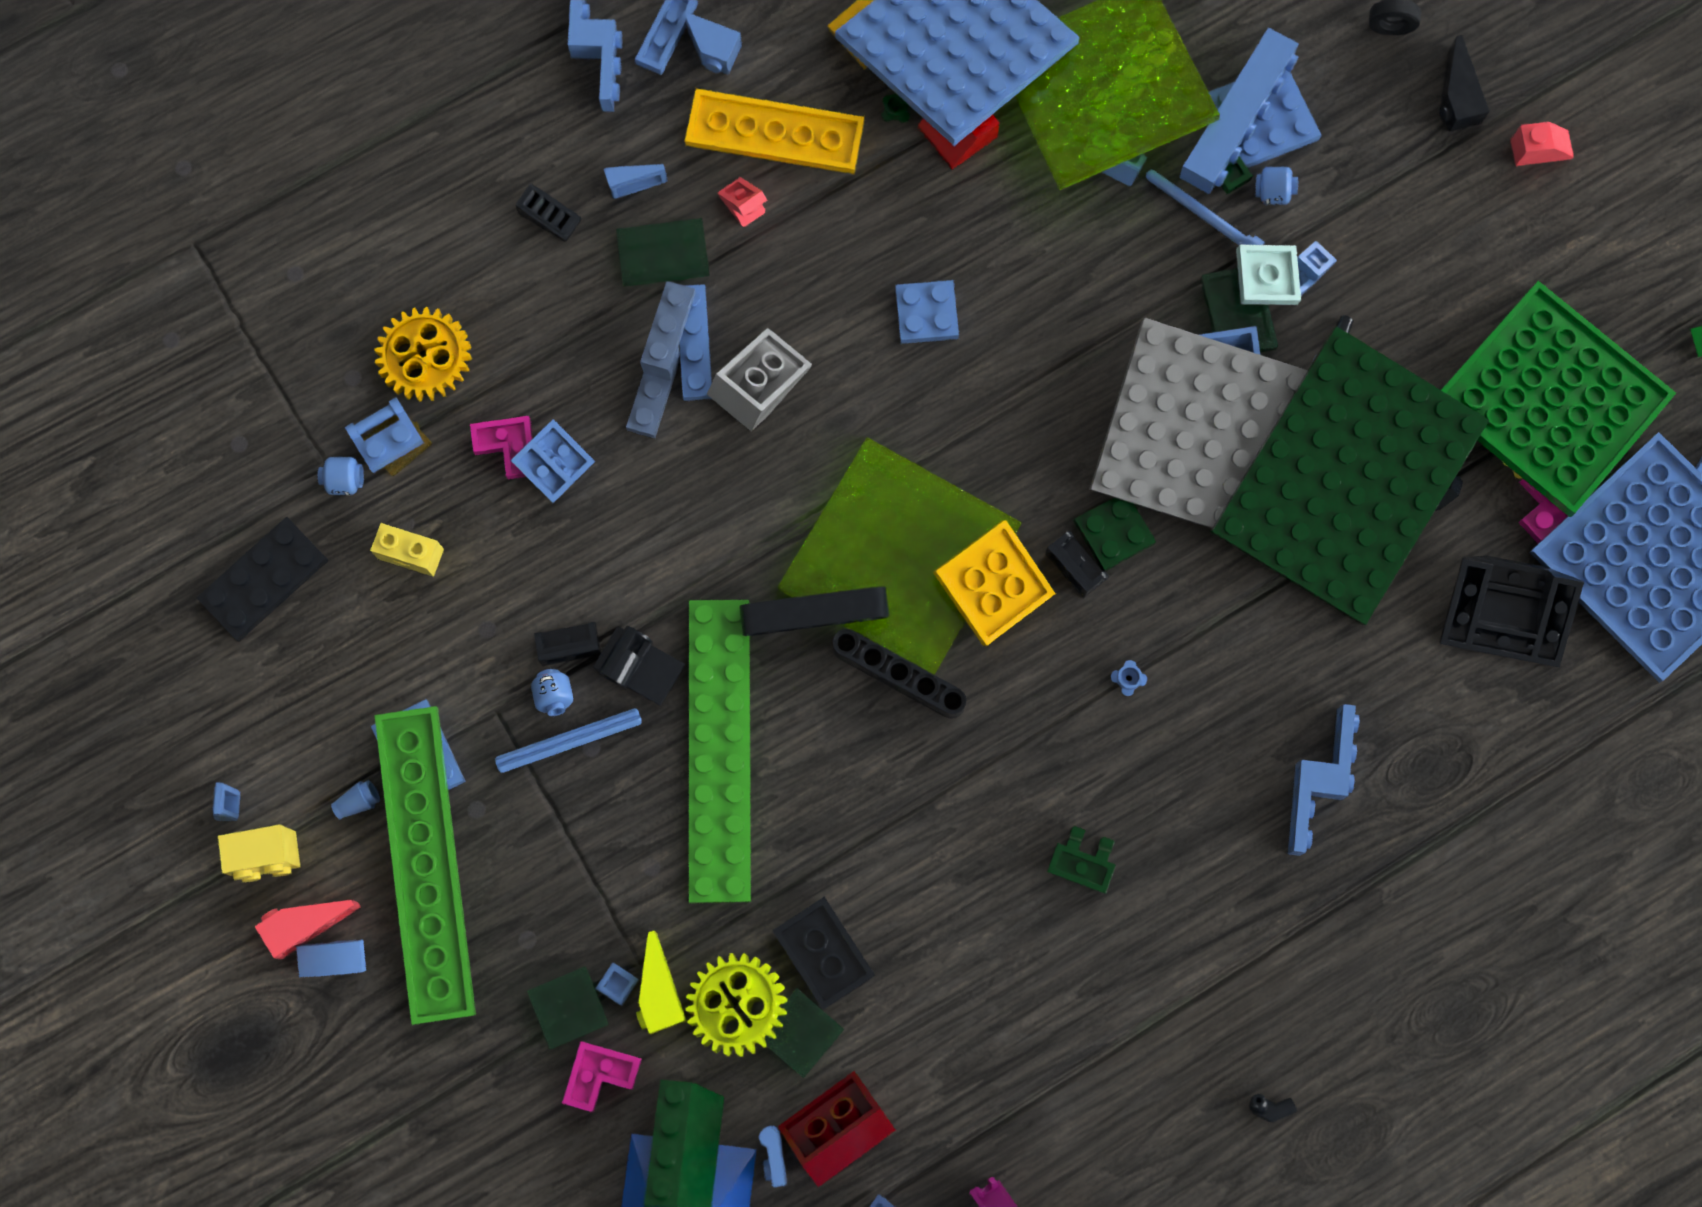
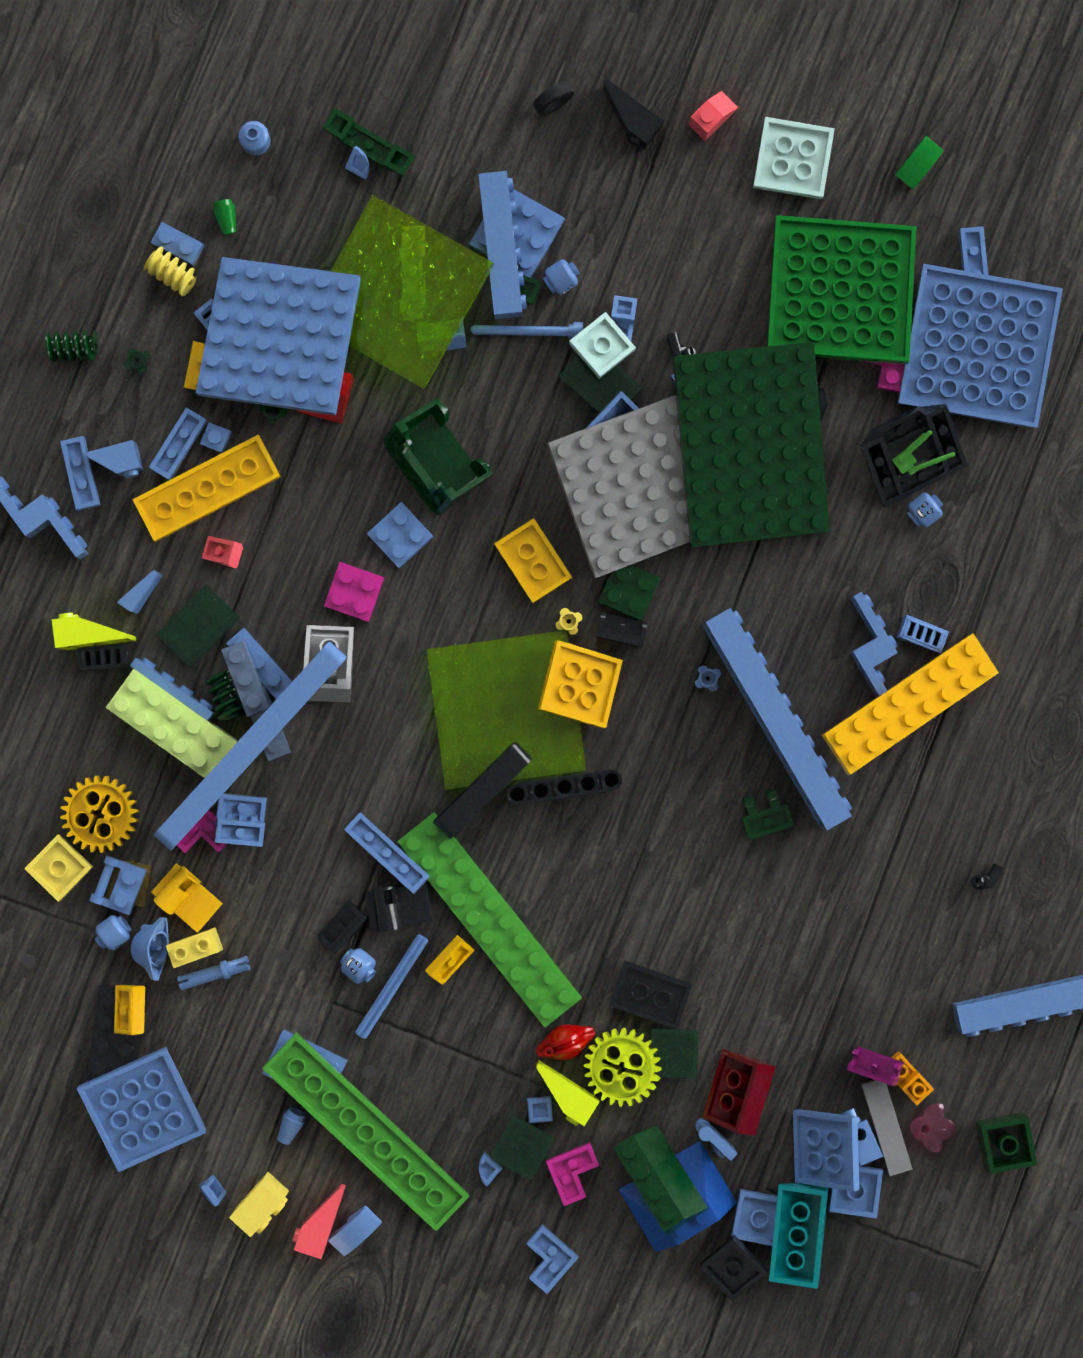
camera: 40 degrees left, 10 degrees up
(225, 667) = (141, 1109): none -> medium blue plate
(295, 560) = (129, 1009): none -> yellow slope
(342, 375) = (58, 867): none -> light yellow plate
(363, 516) = (149, 947): none -> medium blue hat
(407, 591) = (223, 970): none -> medium blue pin
(439, 496) = (185, 896): none -> yellow piece
(513, 1148) = (556, 1258): none -> medium blue plate
(516, 1004) = (488, 1168): none -> medium blue tile
(542, 165) = (75, 632): none -> neon yellow slope
(565, 332) = (171, 723): none -> yellowish green brick
(595, 301) = (166, 681): none -> medium blue plate
(620, 389) = (250, 746): none -> medium blue beam
(633, 333) = (225, 696): none -> dark green piece
(647, 758) = (449, 960): none -> yellow plate
(670, 603) = (387, 853): none -> medium blue plate
(698, 935) = (565, 1042): none -> red hat
(780, 71) = (178, 444): none -> medium blue plate
(820, 93) = (215, 437): none -> medium blue plate
(839, 331) = (354, 591): none -> dark pink plate
(1017, 260) = (434, 458): none -> dark green windscreen
(1031, 507) = (574, 617): none -> light yellow plate
(1040, 431) = (533, 560): none -> yellow plate
(1170, 769) = (777, 720): none -> medium blue brick
(1322, 858) = (910, 704): none -> yellow plate
(1378, 807) = (904, 628): none -> medium blue slope
(1483, 676) = (925, 509): none -> medium blue head
(1499, 610) = (905, 460): none -> bright green plant
(1595, 241) = (793, 158): none -> light aqua plate

